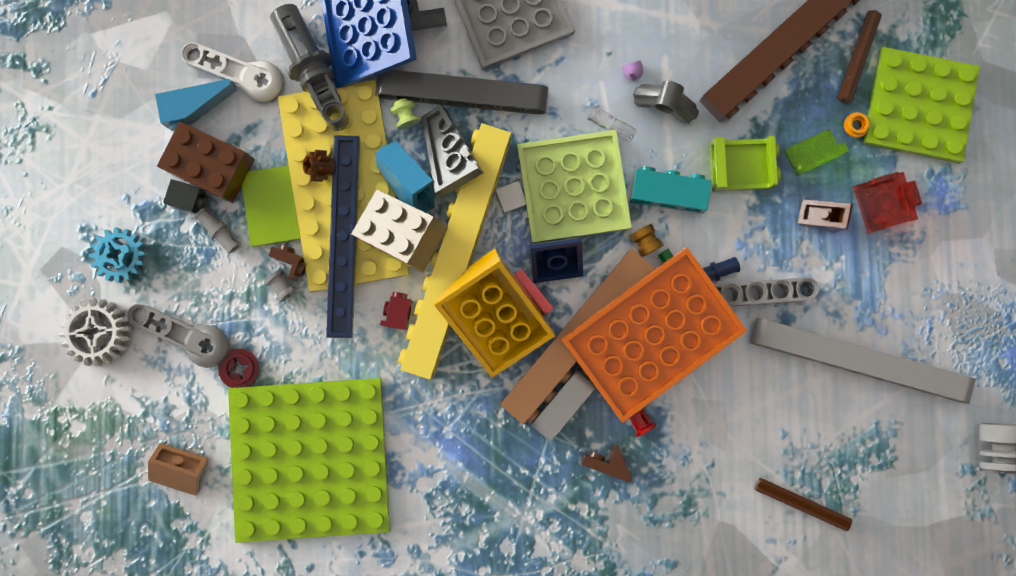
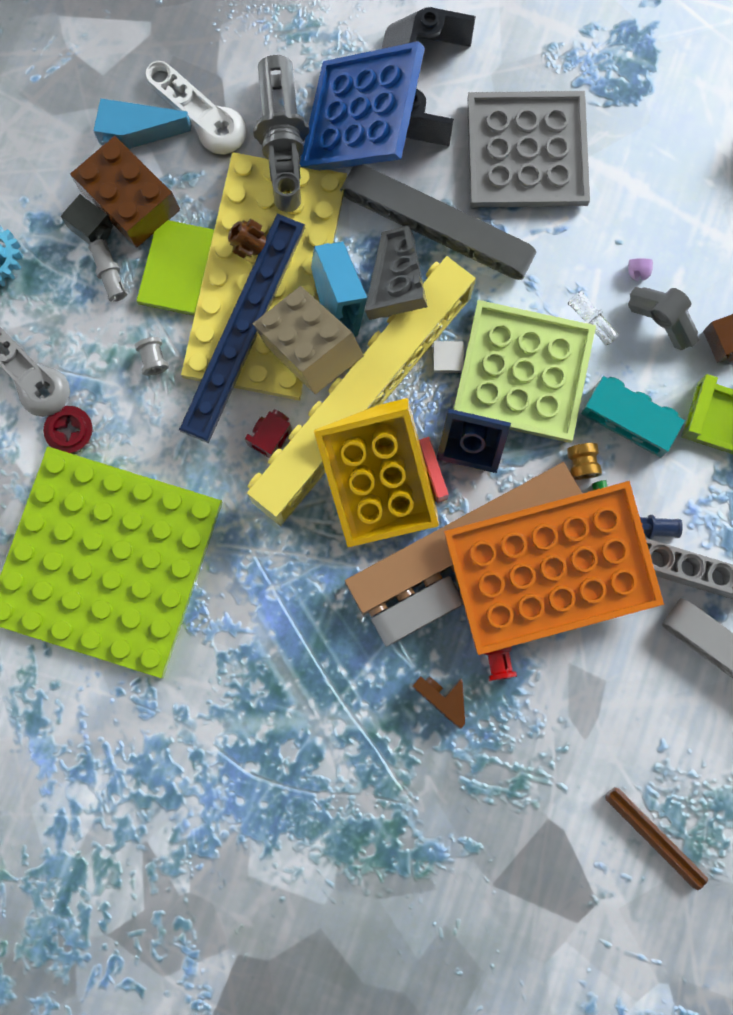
camera: 25 degrees right, 5 degrees down
(287, 255) = (172, 325): reddish brown bracket -> none
(403, 110) = (364, 215): yellowish green wheel -> none

